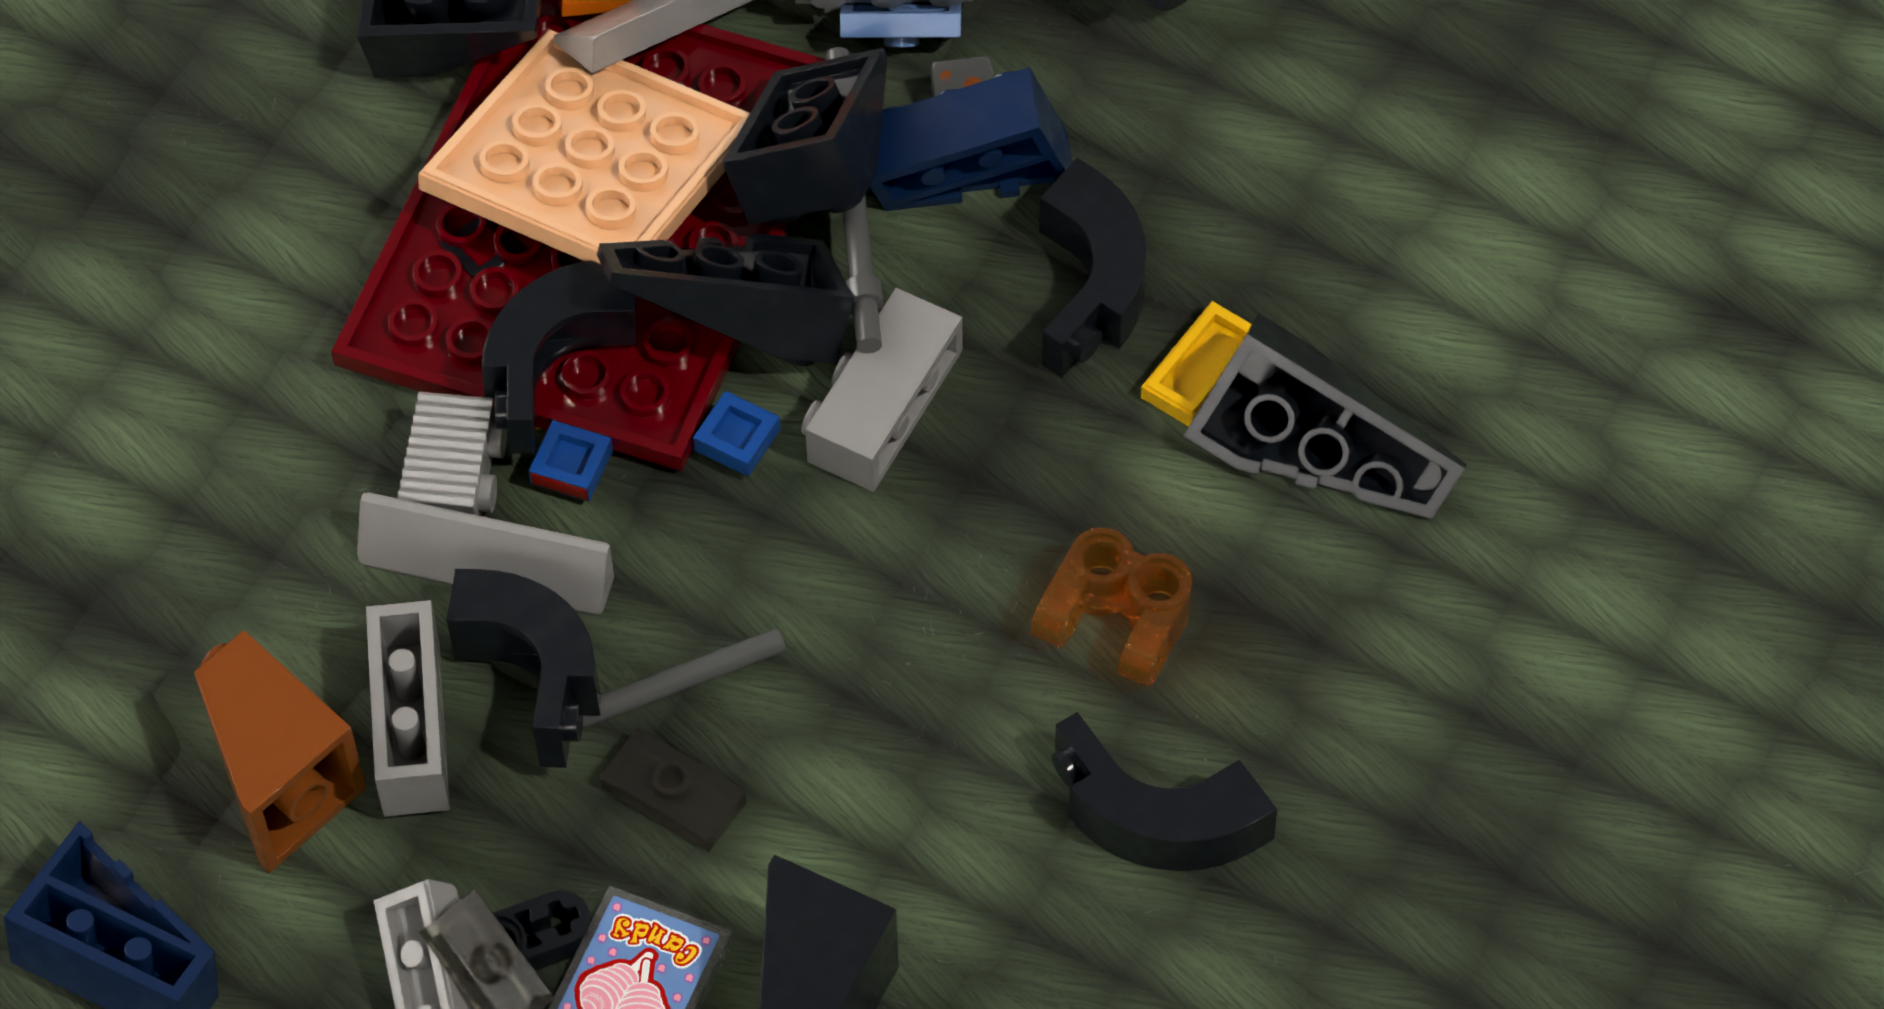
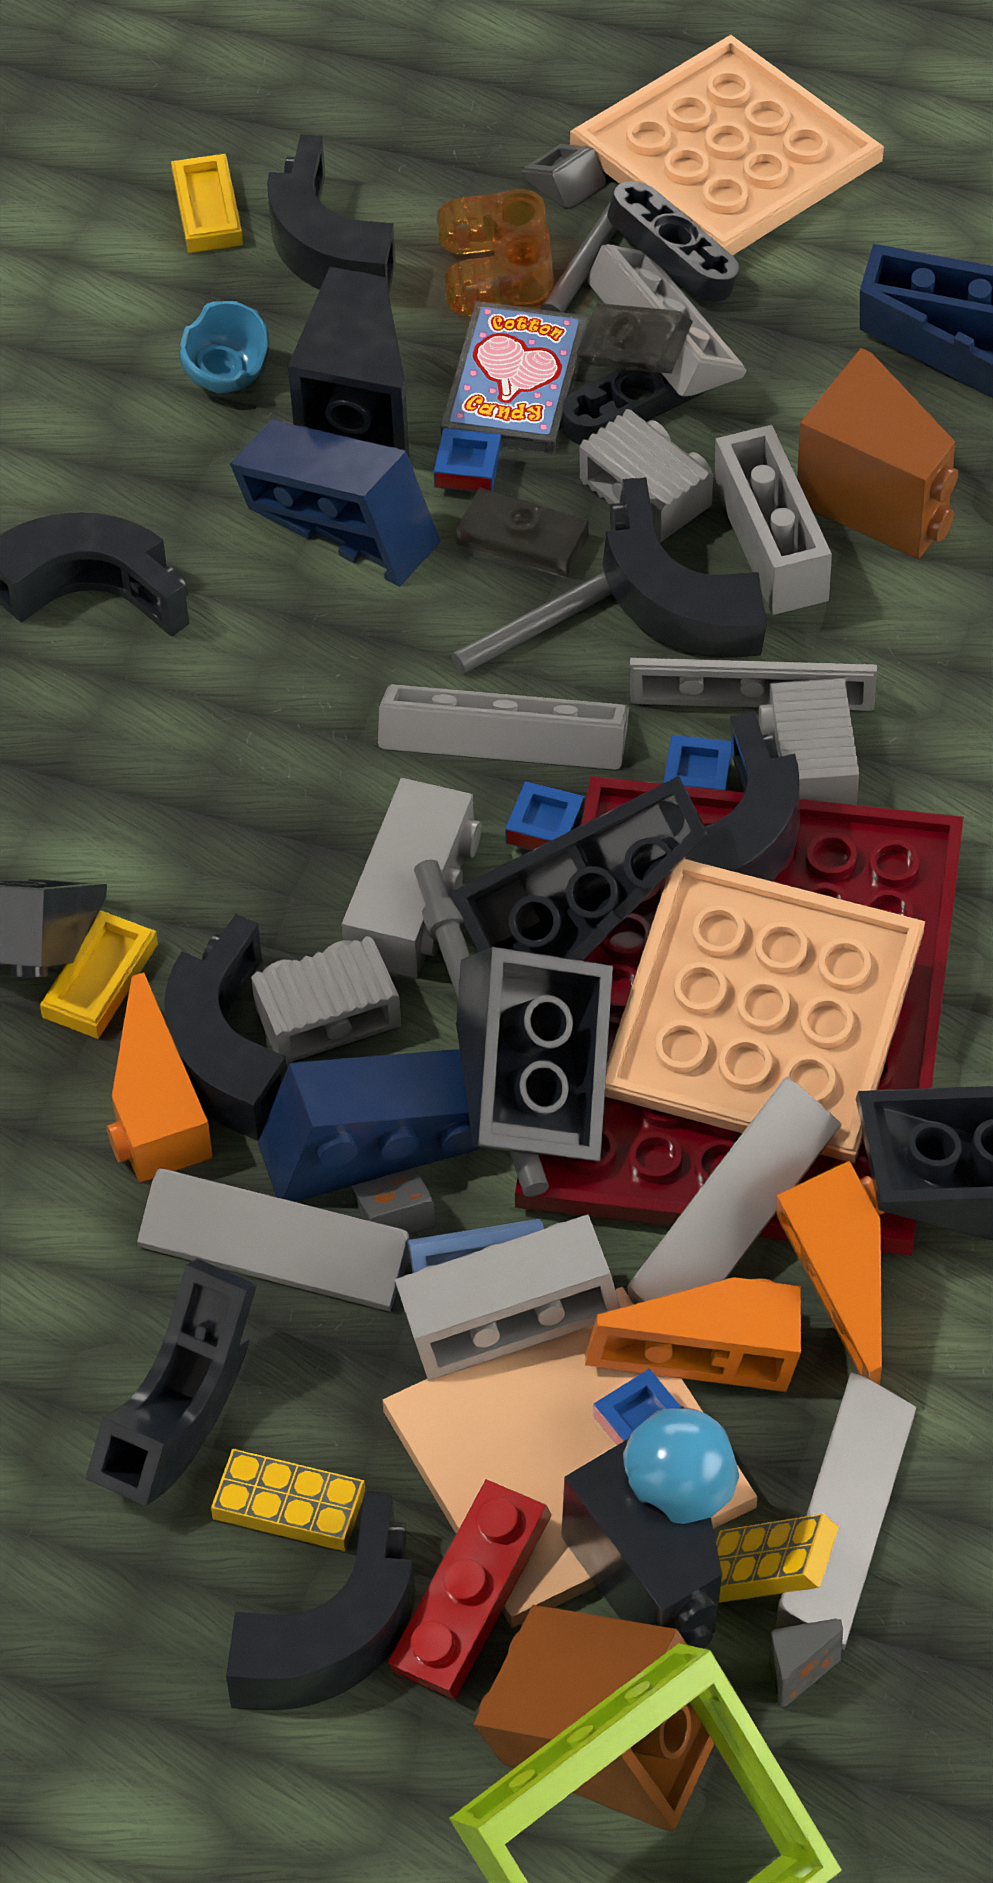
camera: 170 degrees right, 5 degrees down
(520, 813) = (632, 448): none -> light grey brick
(712, 877) = (467, 460): none -> blue plate
(749, 566) = (503, 726): none -> light grey slope
(871, 834) = (342, 490): none -> dark blue wedge
(992, 276) = (326, 999): none -> light grey brick
(1085, 86) = (274, 1239): none -> light grey slope
(1124, 591) = (160, 744): clear orange piece -> none
(1169, 195) = (152, 1094): none -> orange slope

